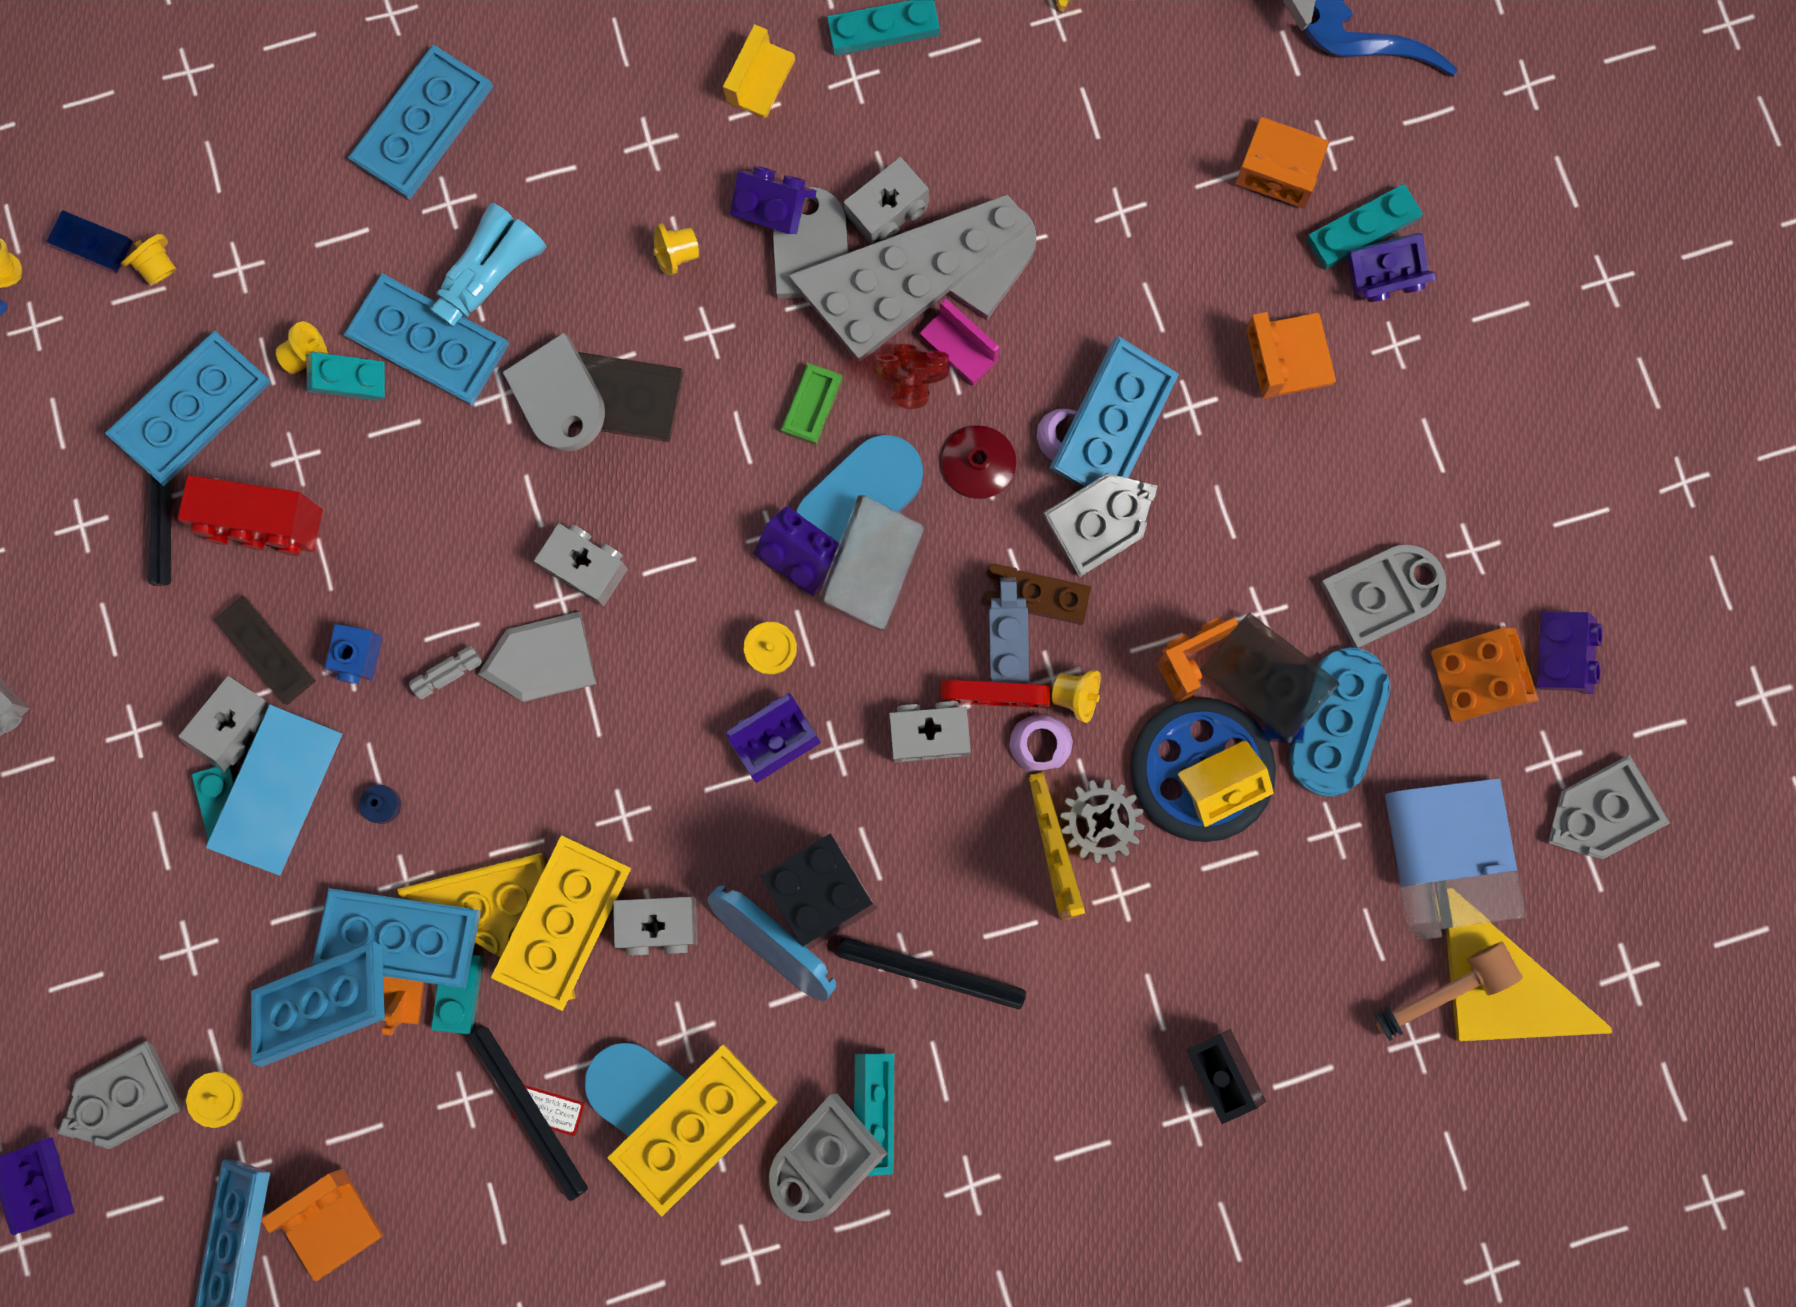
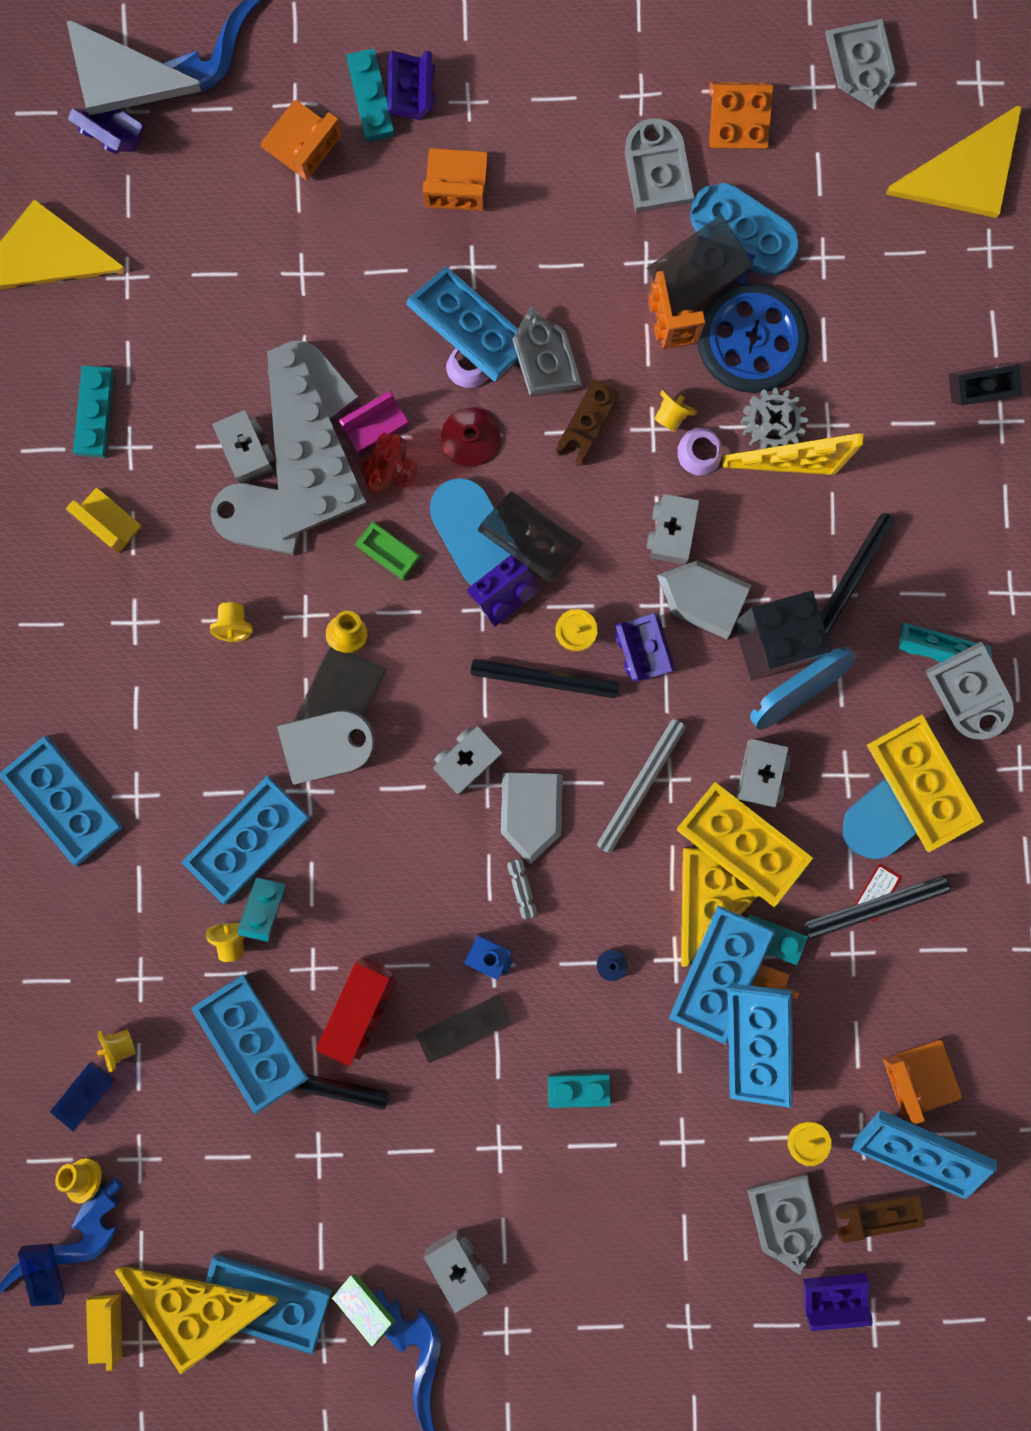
camera: 80 degrees left, 5 degrees up
(147, 1213) = (879, 1216): none -> reddish brown plate
(228, 705) = (502, 1063): light grey brick -> none
(274, 790) = (580, 1044): dark azure tile -> none
(481, 270) = (210, 792): medium azure piece -> none
(605, 781) = (641, 786): none -> light grey axle
(698, 383) = (346, 632): none -> yellow piece
(706, 630) = (544, 678): none -> black axle
(769, 199) = (214, 536): dark purple bracket -> none
(860, 796) = (704, 596): none -> light grey tile
(995, 693) = (656, 472): red beam -> none
(1009, 635) = (615, 449): sand blue hinge -> none
(1226, 782) = (770, 320): yellow panel -> none
(1454, 856) = (867, 177): medium blue door -> none
(1490, 968) = (957, 173): nougat piece -> none
(1569, 651) = (738, 49): dark purple bracket -> none

